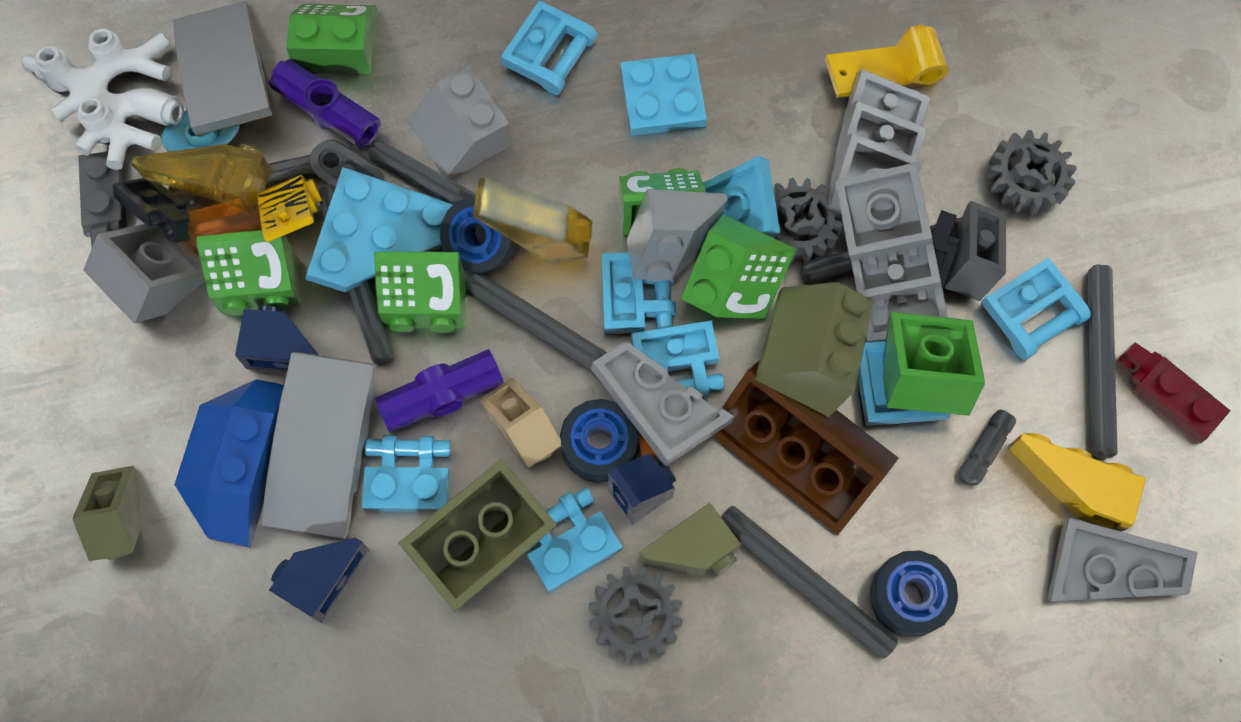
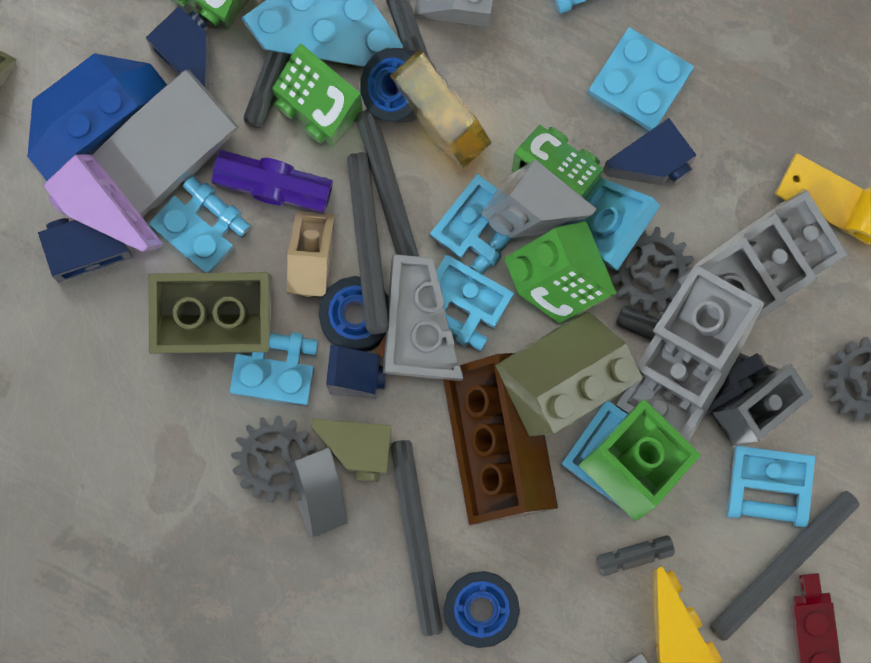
camera: 40 degrees right, 10 degrees up
(290, 522) = (92, 197): none -> lavender slope
(563, 375) = (367, 243): none -> dark grey axle
(699, 607) = (320, 492): none -> dark grey slope
(726, 136) = (653, 157): none -> dark blue slope

